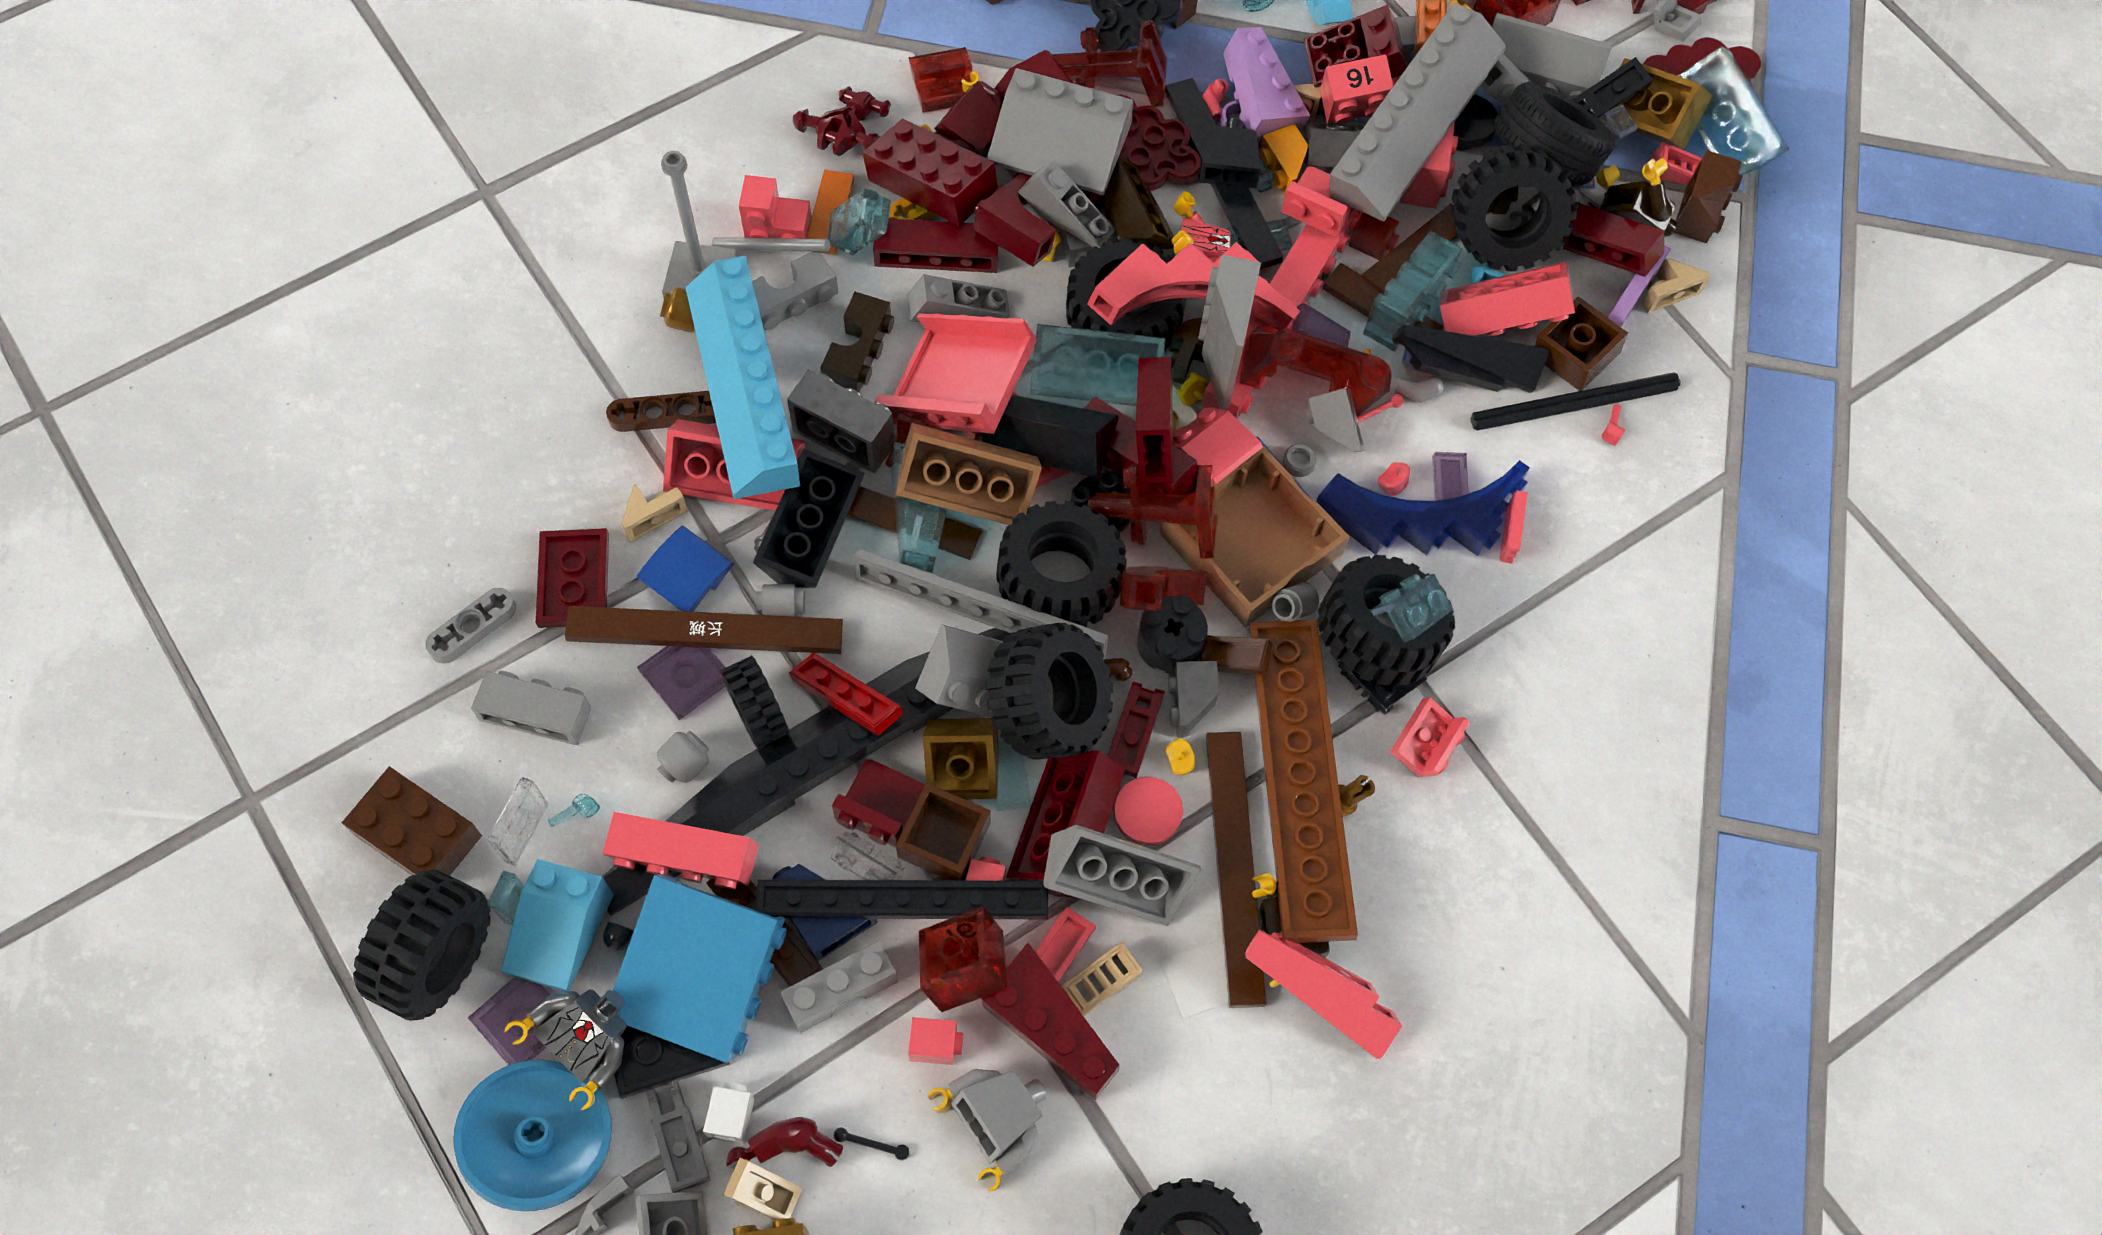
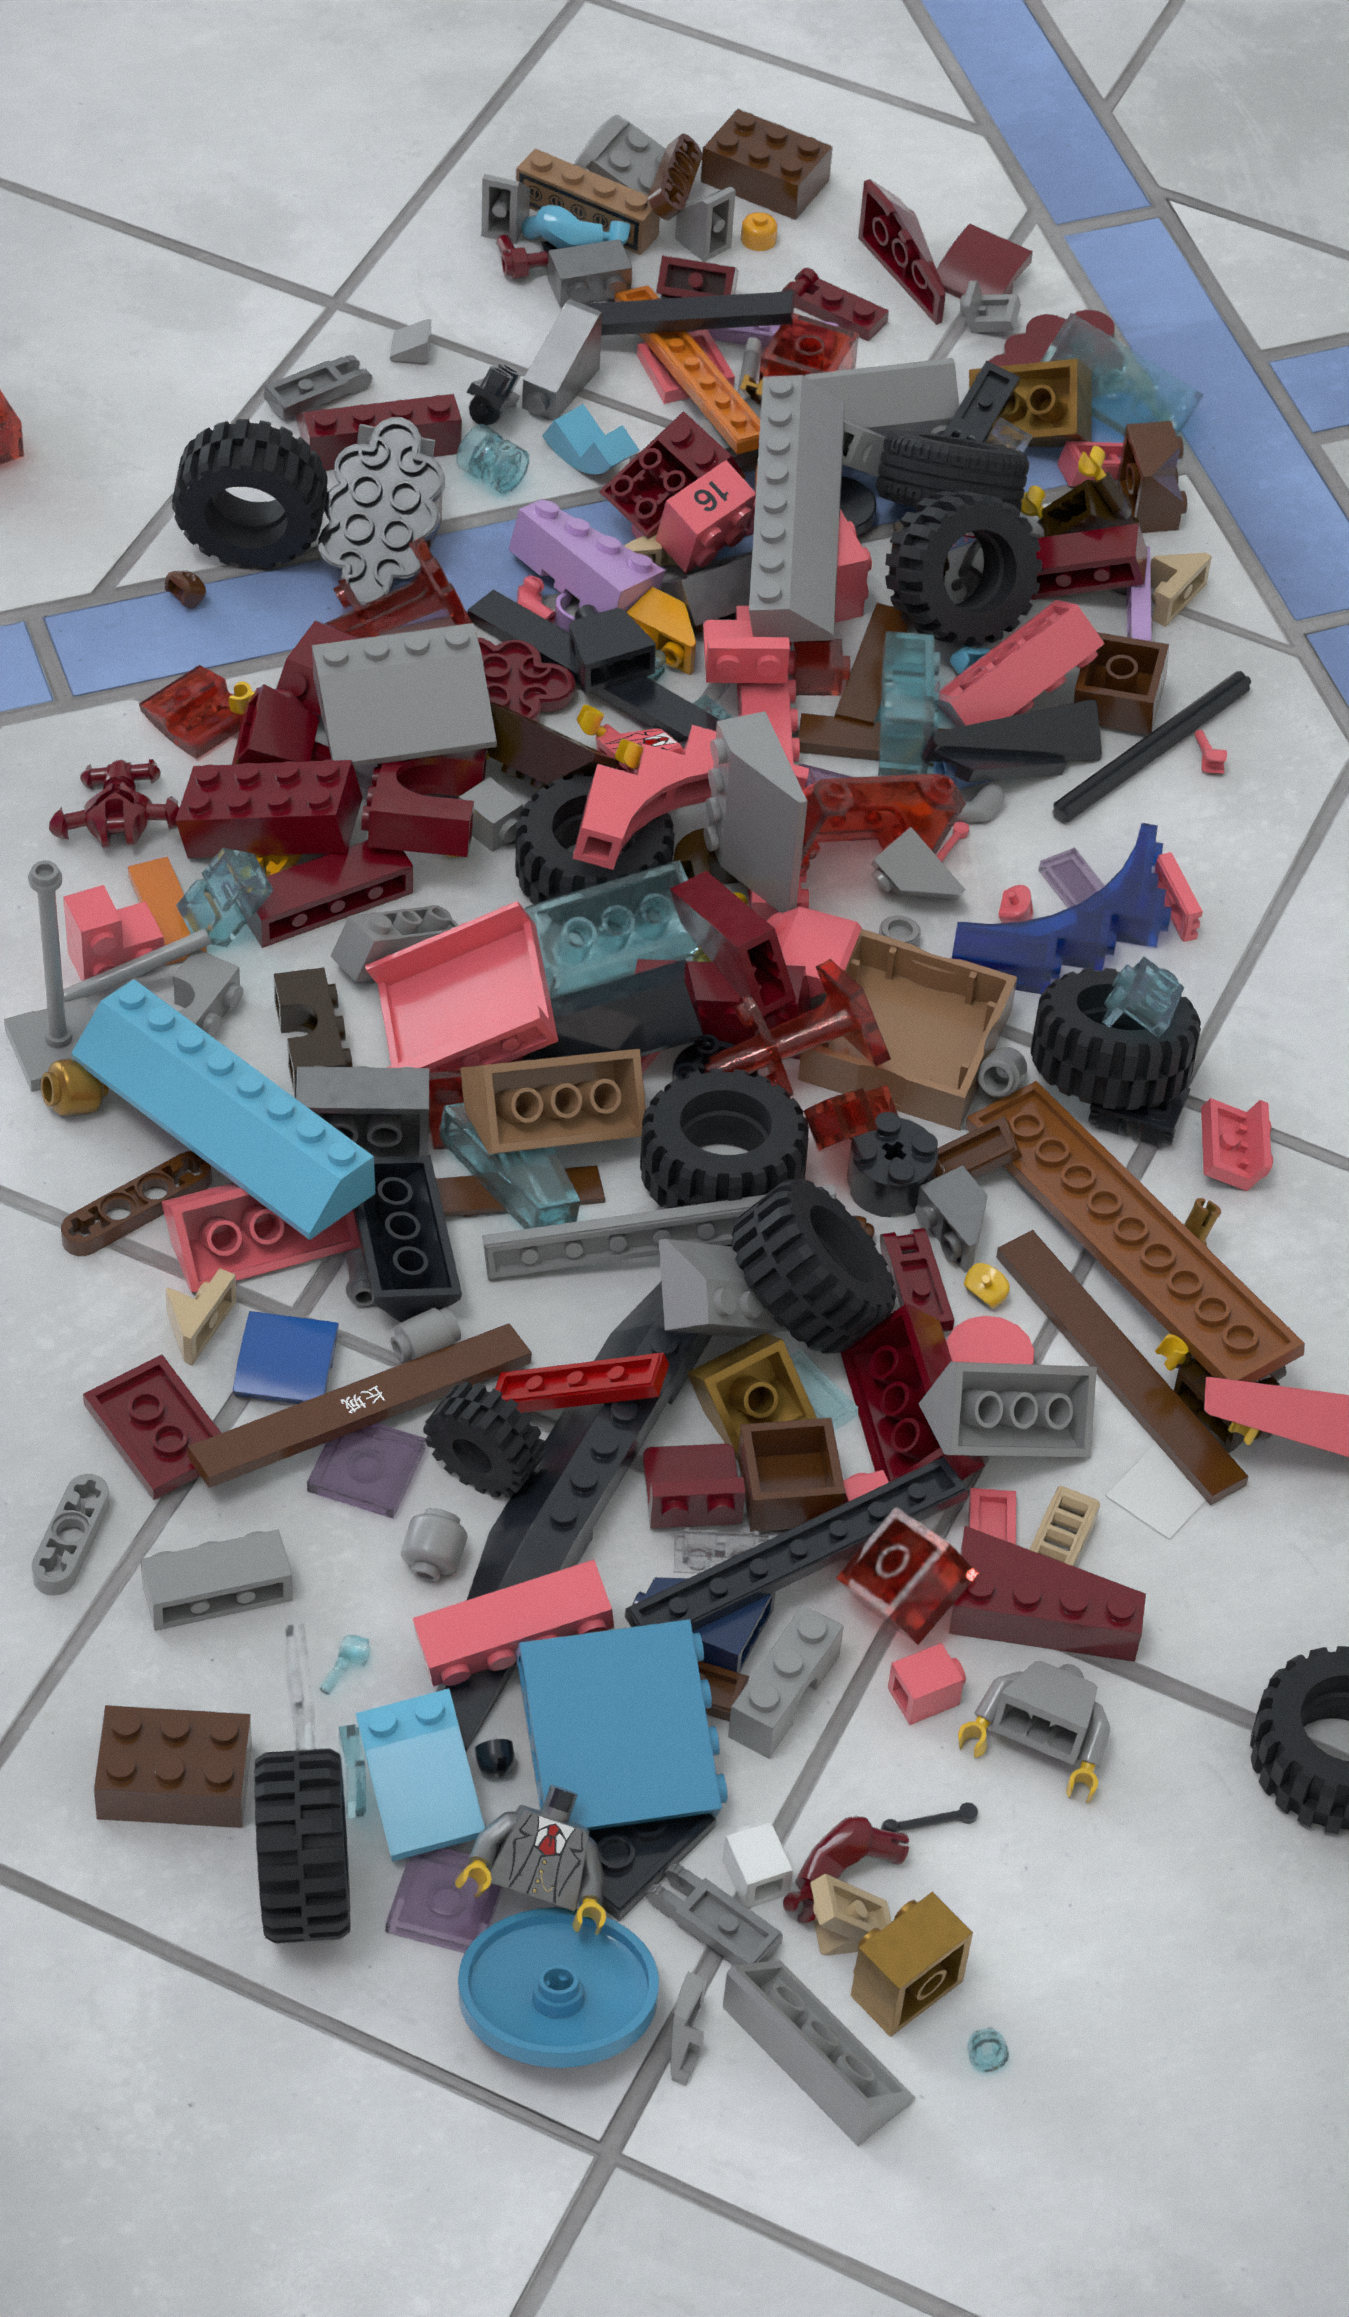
camera: 30 degrees left, 15 degrees down
(1062, 203) = (447, 768): light grey slope -> none

